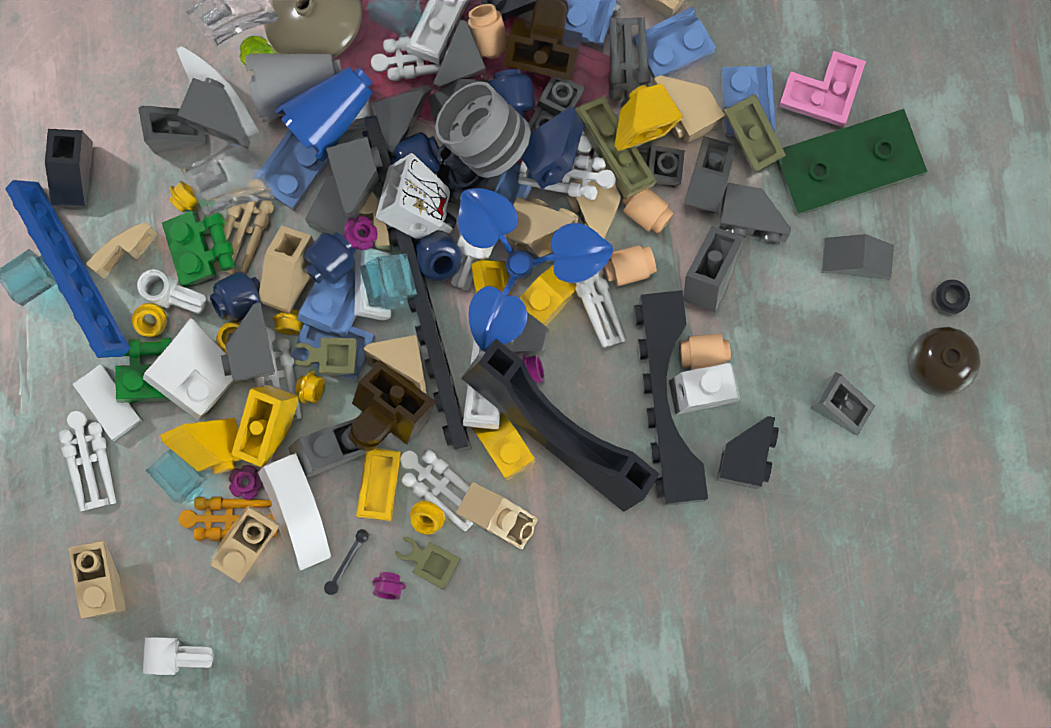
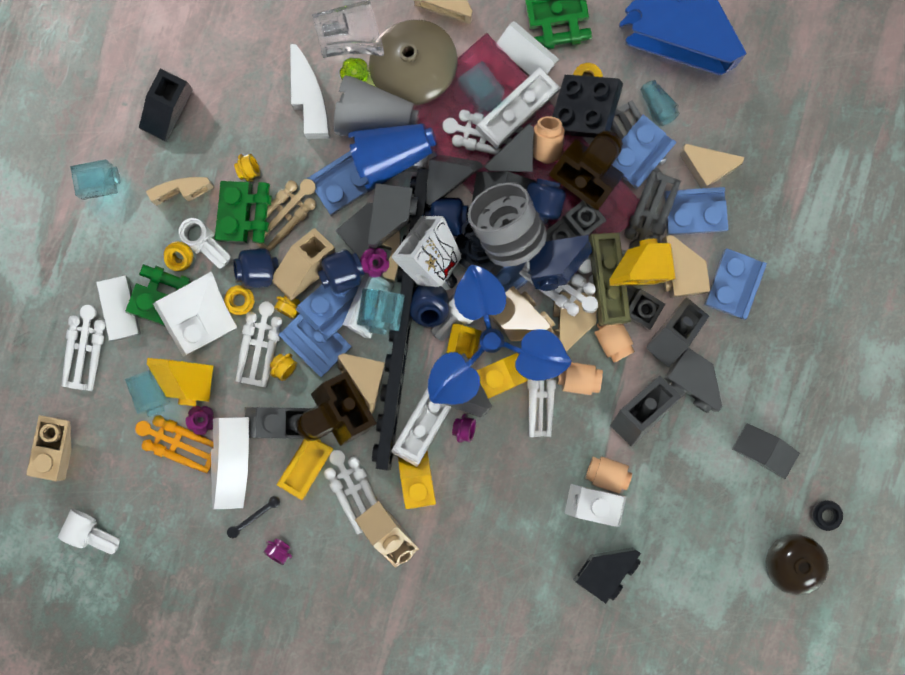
camera: 20 degrees right, 5 degrees up
(67, 269) = (129, 188): blue plate -> none
(165, 131) = (260, 106): dark grey slope -> none
(211, 111) = (298, 111): dark grey slope -> none
(227, 180) = (287, 169): clear plate -> none
(243, 543) = (177, 471): tan slope -> none
(249, 349) = (247, 317): dark grey slope -> none
(264, 424) = (234, 382): yellow slope -> none
(334, 356) = (311, 352): olive plate -> none
(426, 517) = (331, 510): yellow plate -> none
(433, 563) = (321, 548): olive plate -> none
(608, 468) = (441, 444): black arch -> none
(681, 472) = (547, 562): black arch -> none
(754, 132) = (727, 315): olive plate -> none
(828, 99) = (800, 311): bright pink plate -> none
(843, 404) = (700, 564): dark grey slope -> none
(851, 162) = (795, 370): dark green plate -> none

